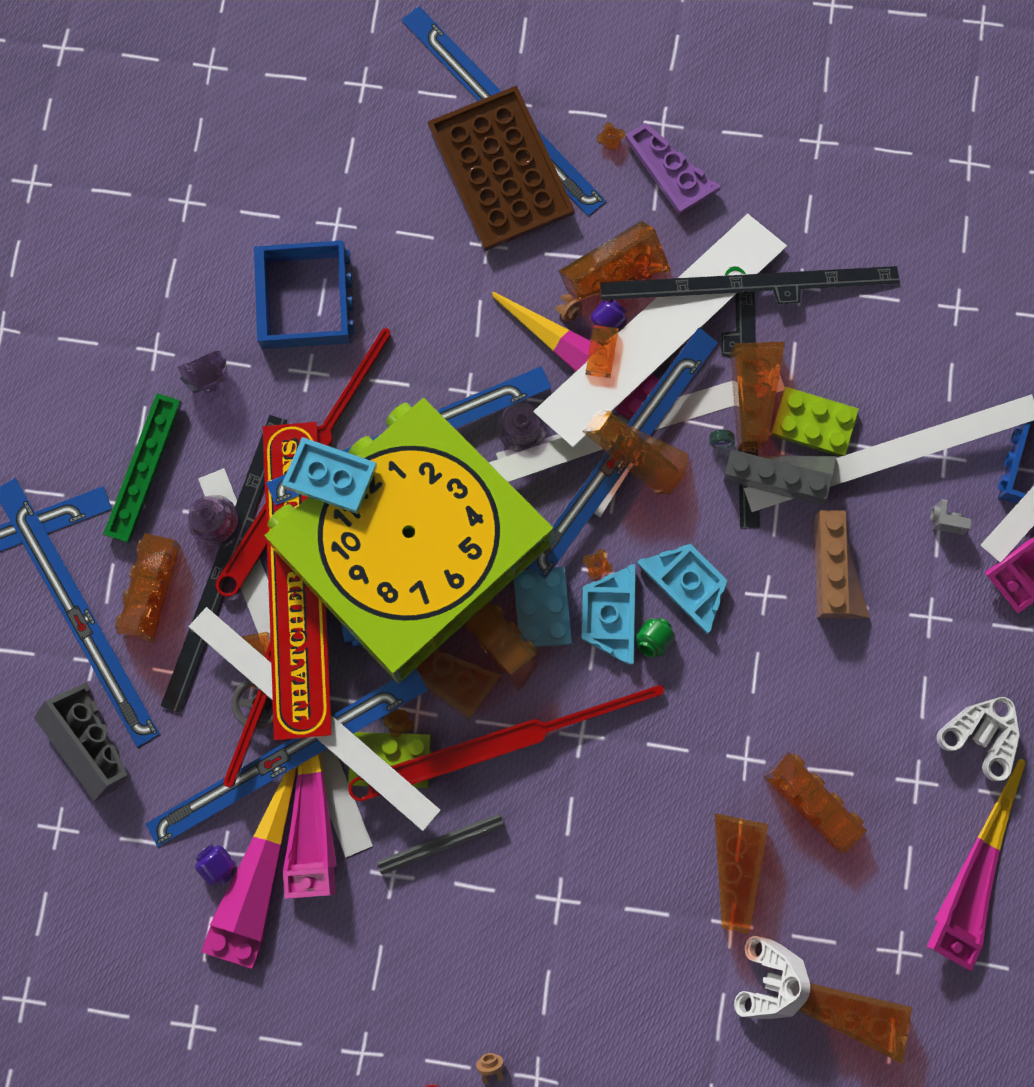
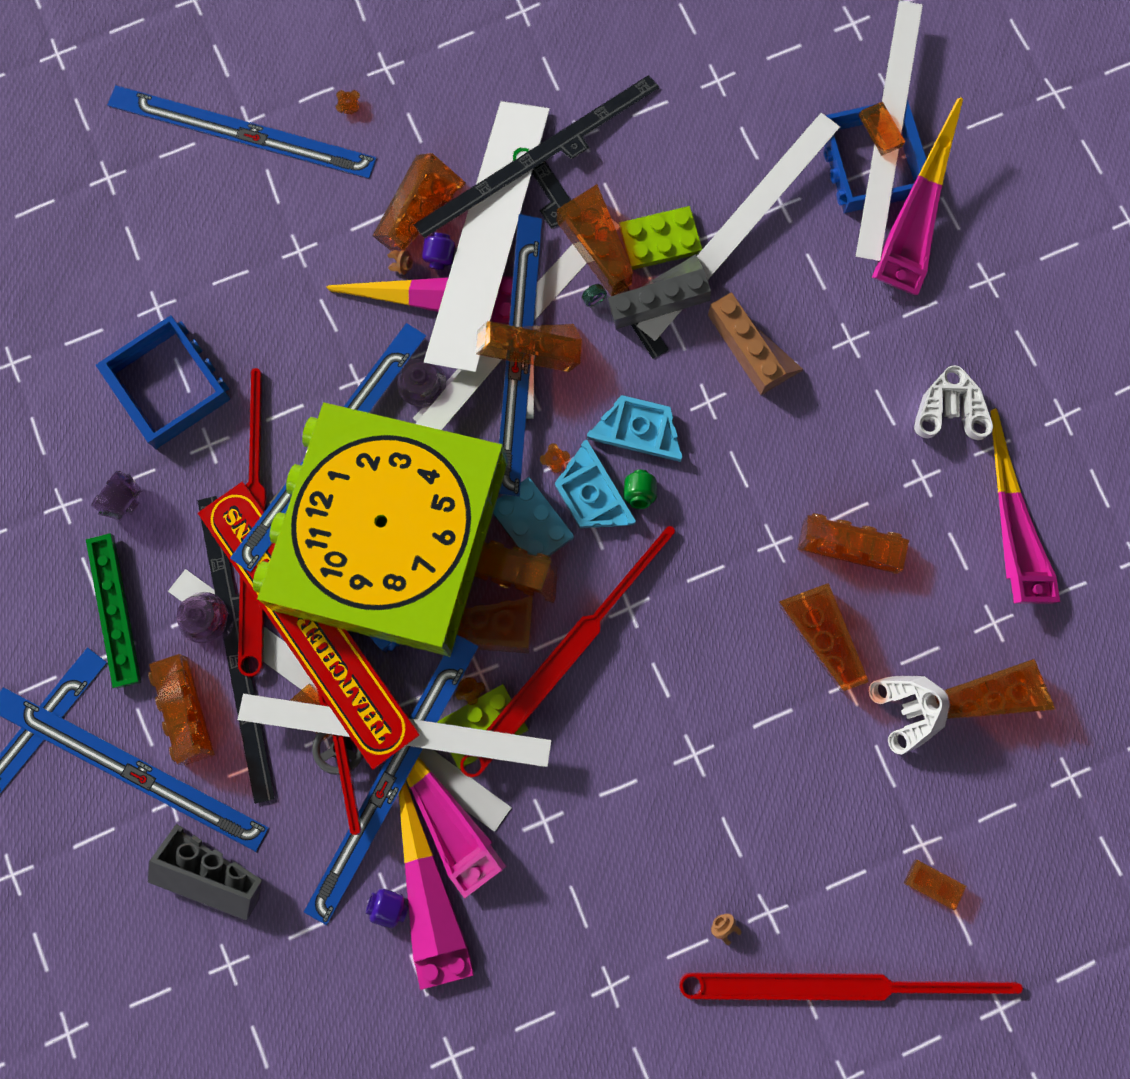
camera: 30 degrees left, 0 degrees up
(329, 475) = (282, 514): medium azure plate -> none
(440, 844) = (567, 770): dark grey axle -> none
(501, 168) = (270, 179): reddish brown plate -> none
(602, 351) = (450, 279): clear orange plate -> none
(675, 176) = (421, 103): medium lavender wing -> none
(950, 523) = (819, 254): light grey bracket -> none

